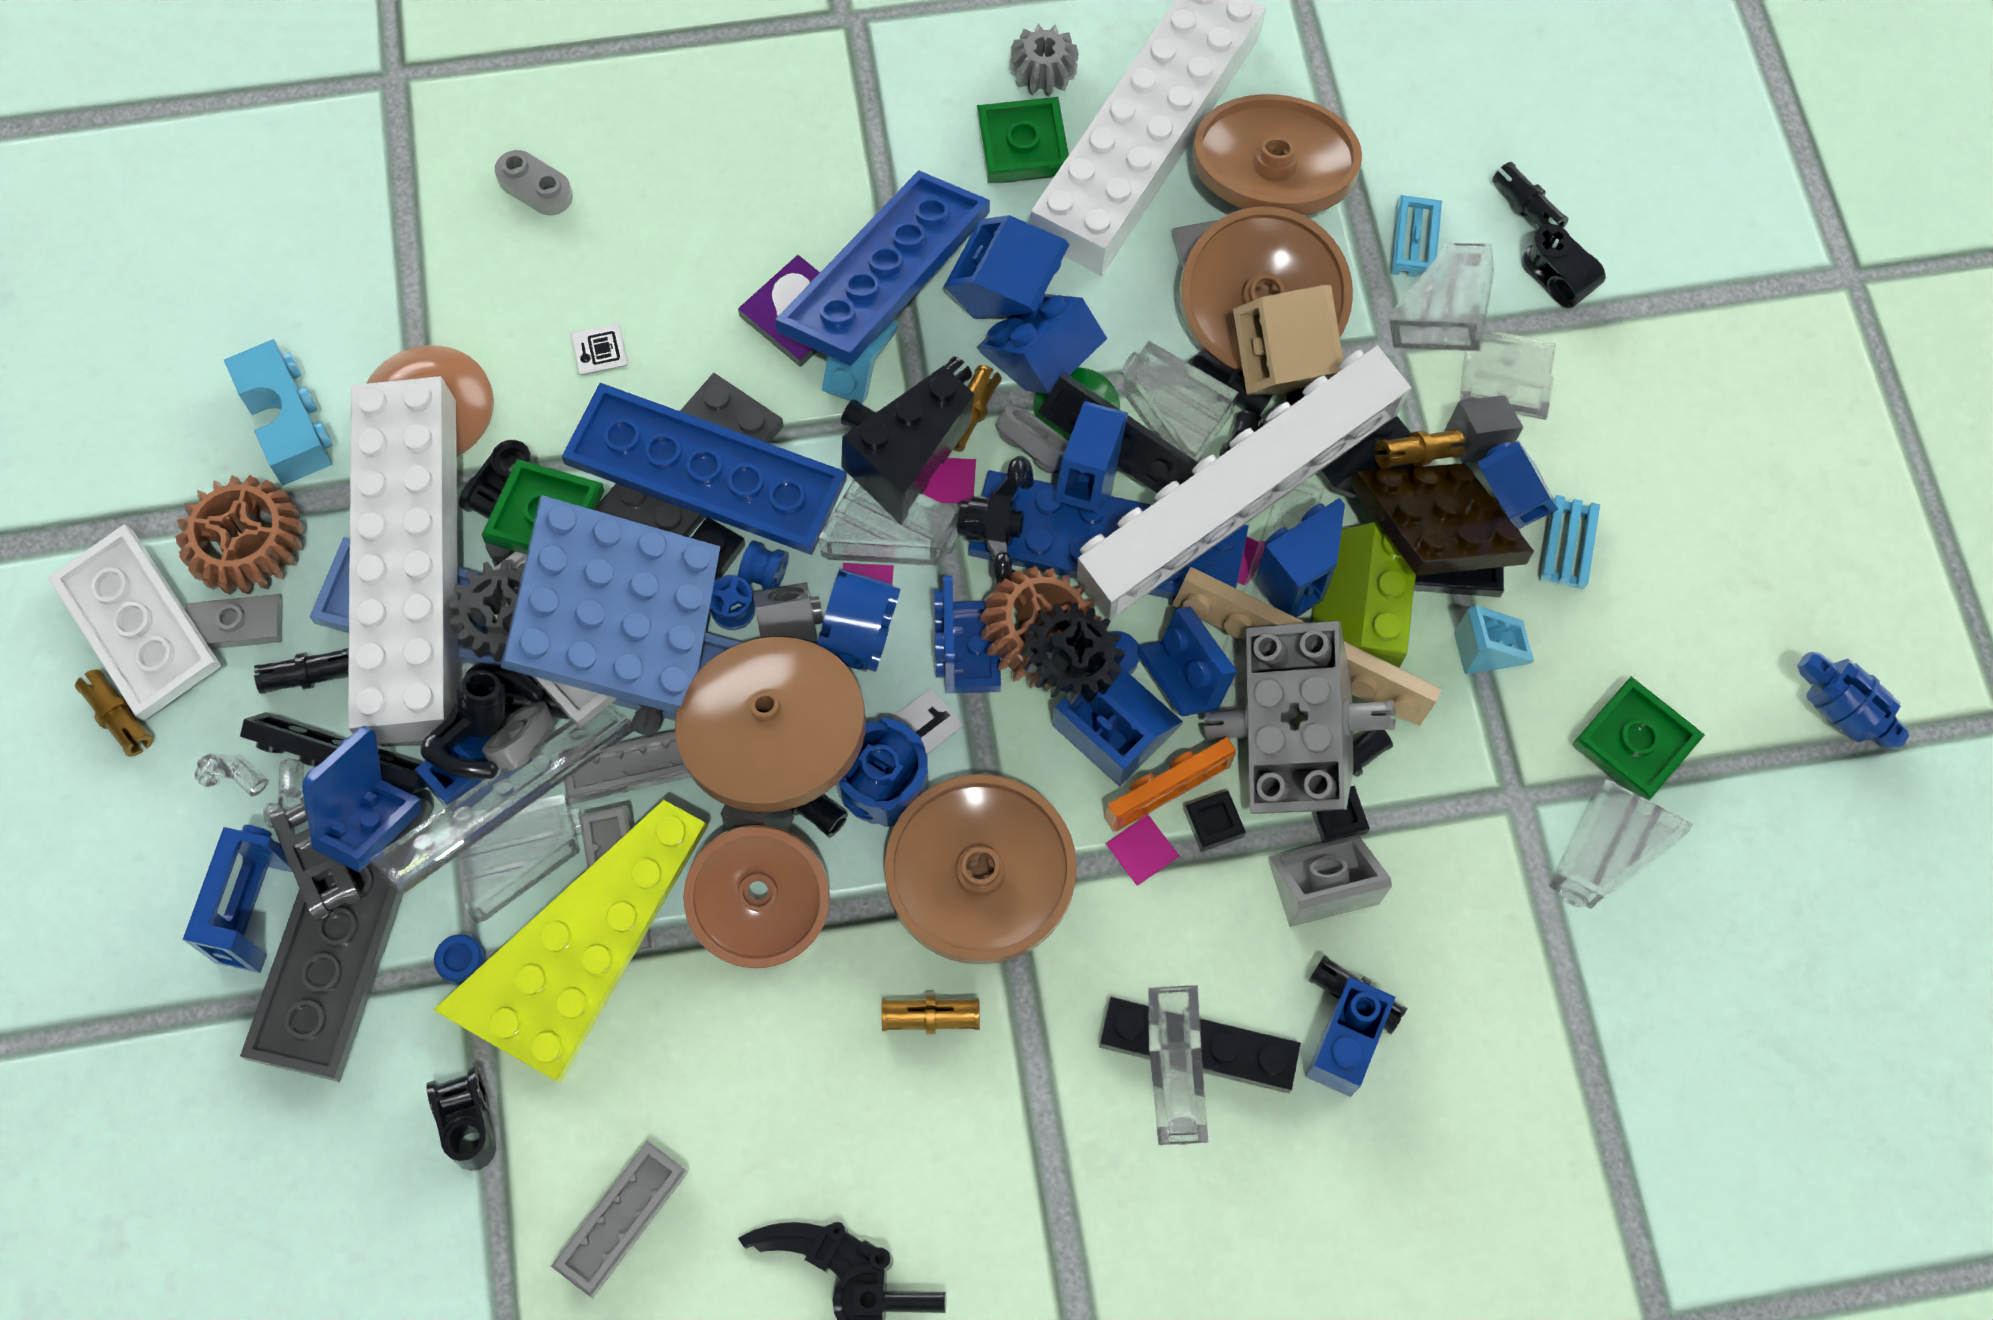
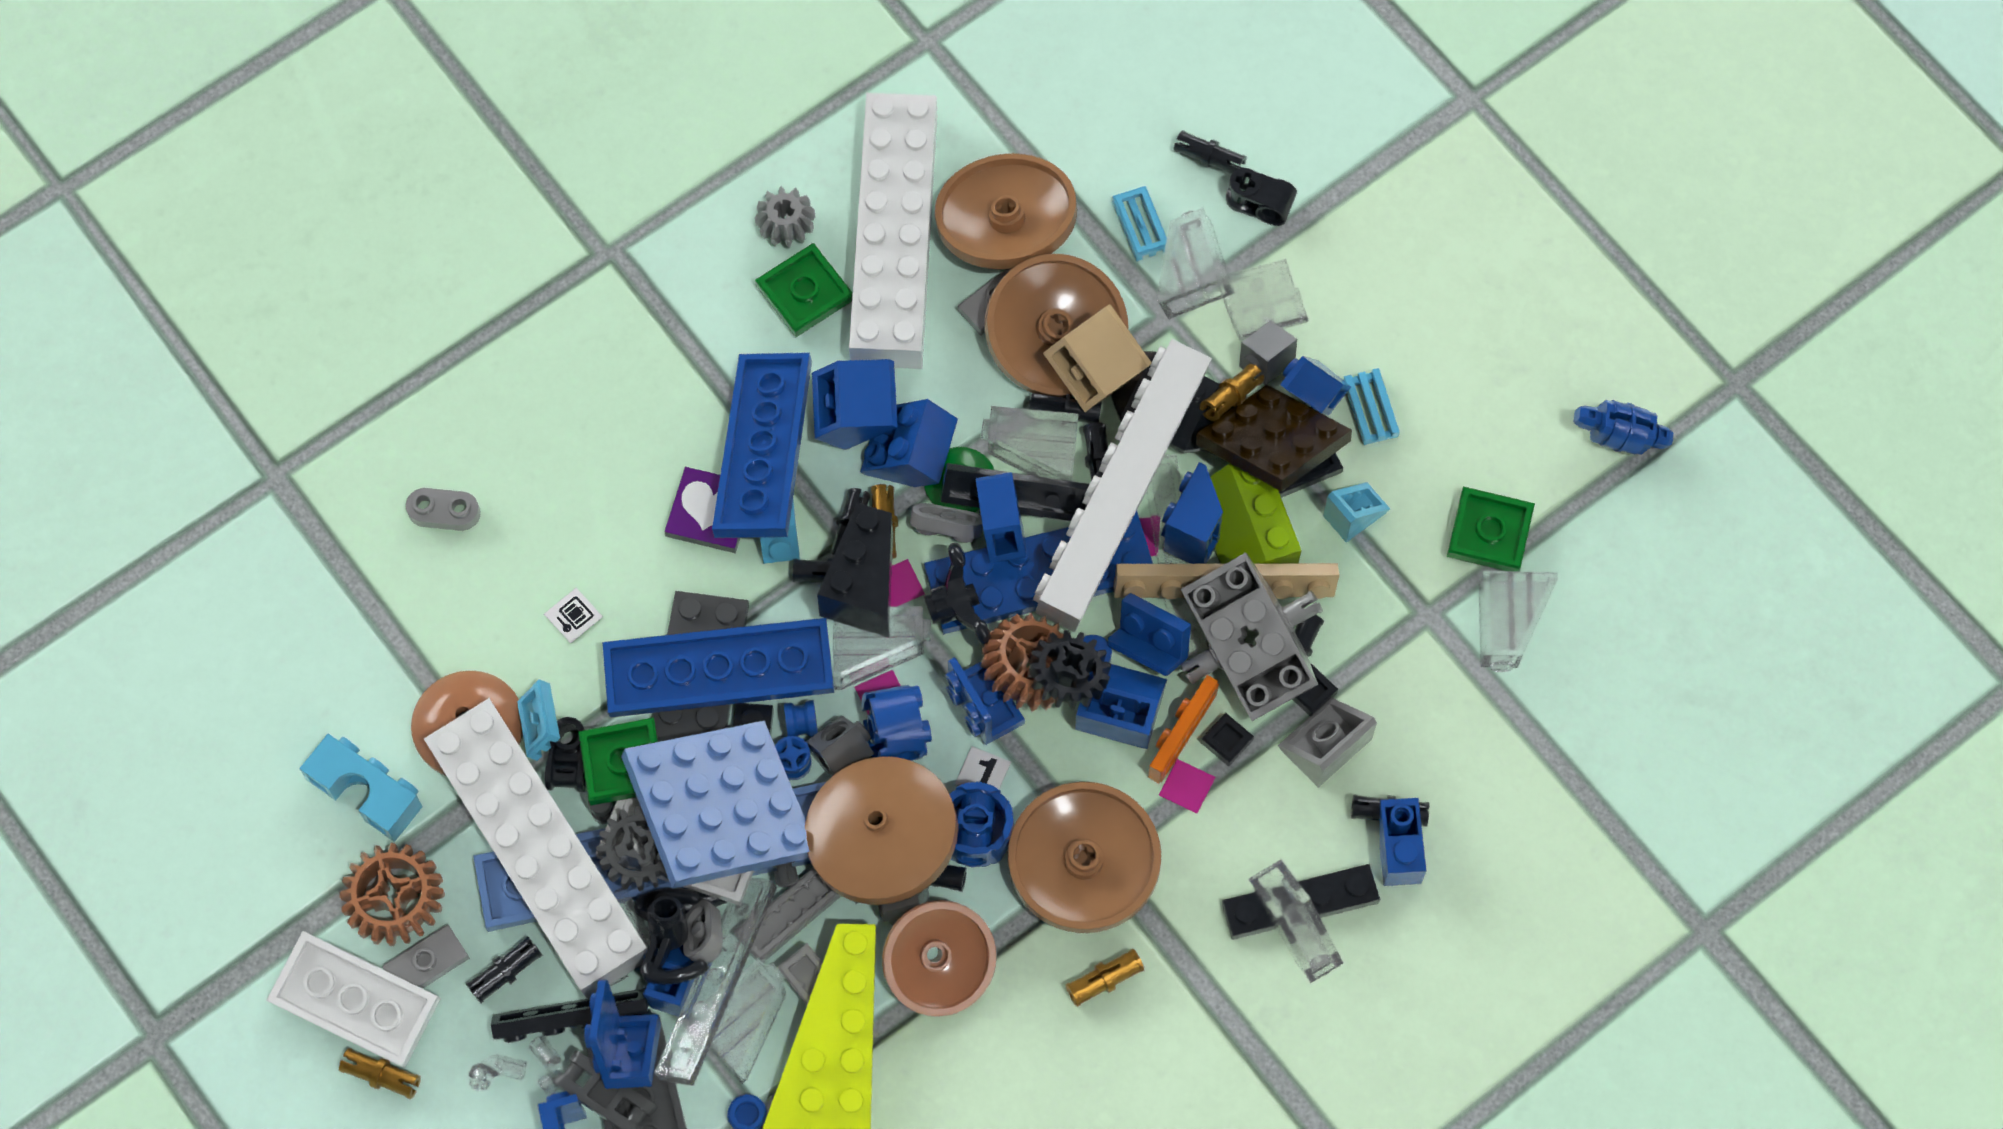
camera: 25 degrees left, 0 degrees up
(491, 430) = (538, 719): none -> medium azure tile

